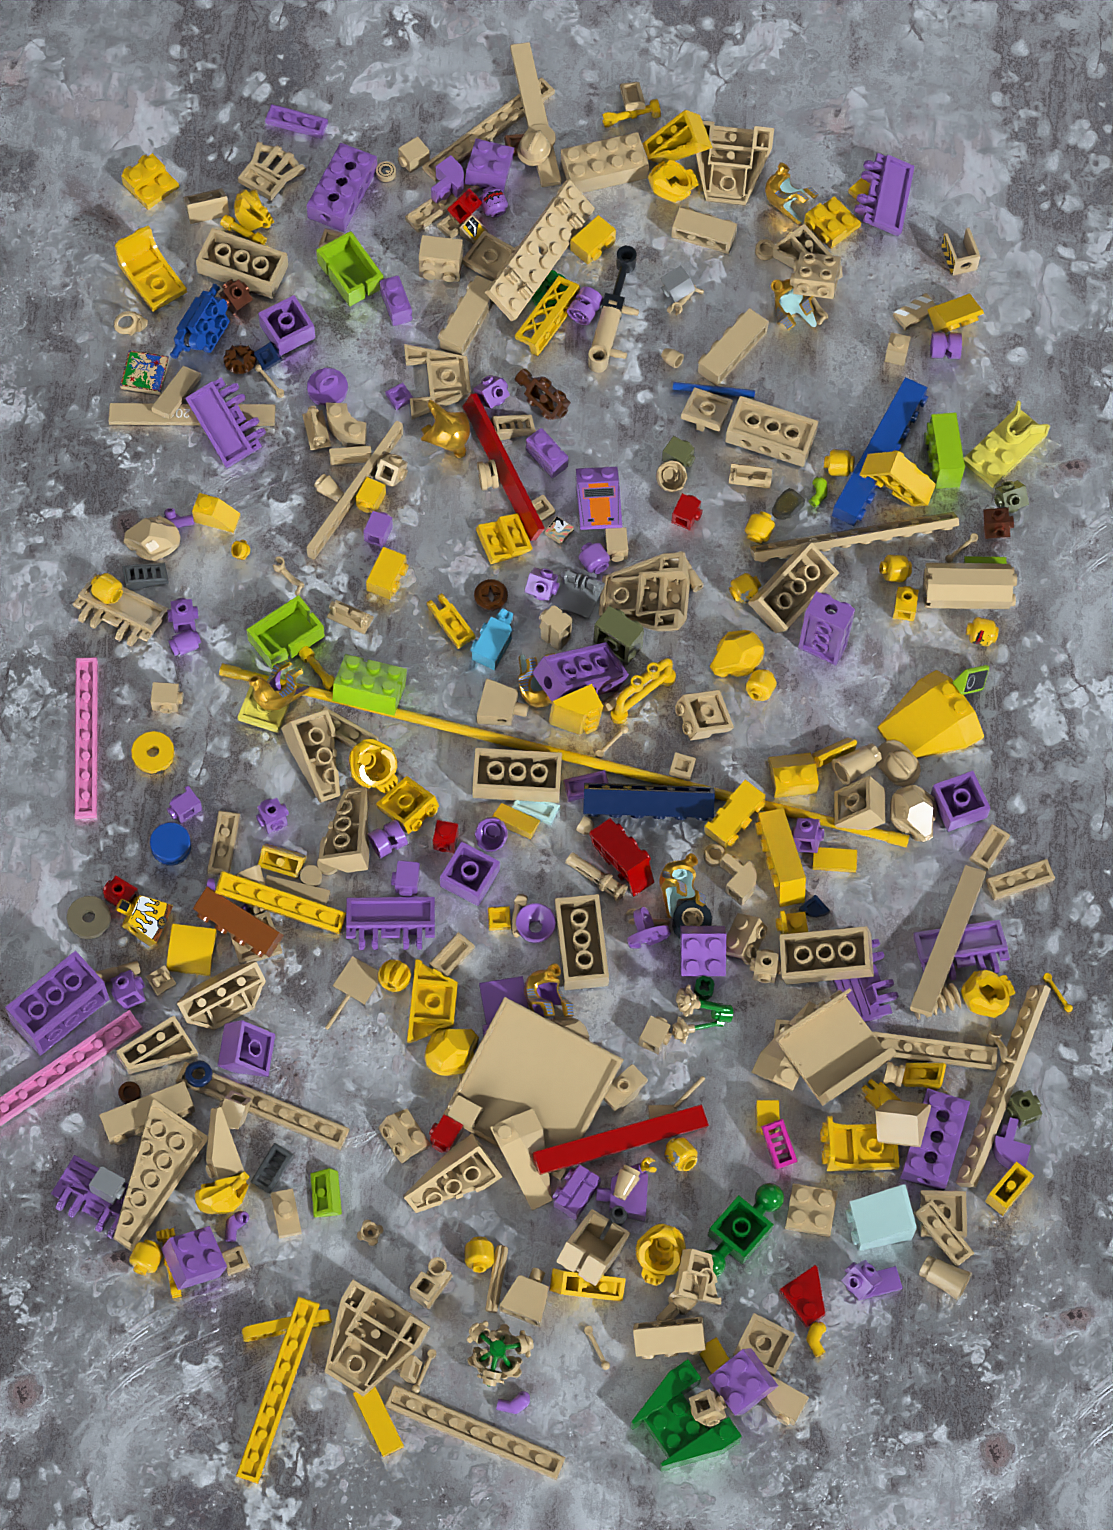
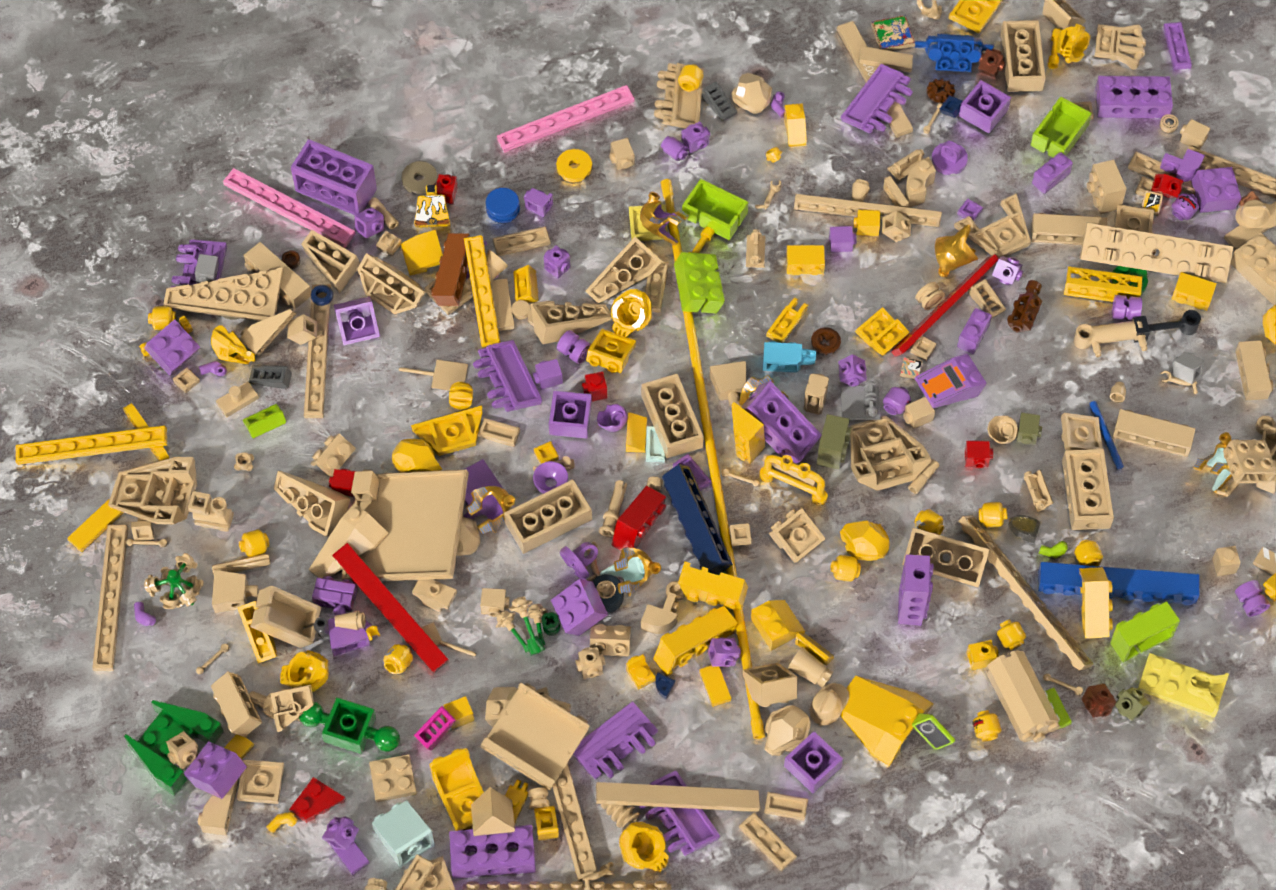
camera: 70 degrees right, 5 degrees down
(826, 955) = (617, 703): tan brick -> none

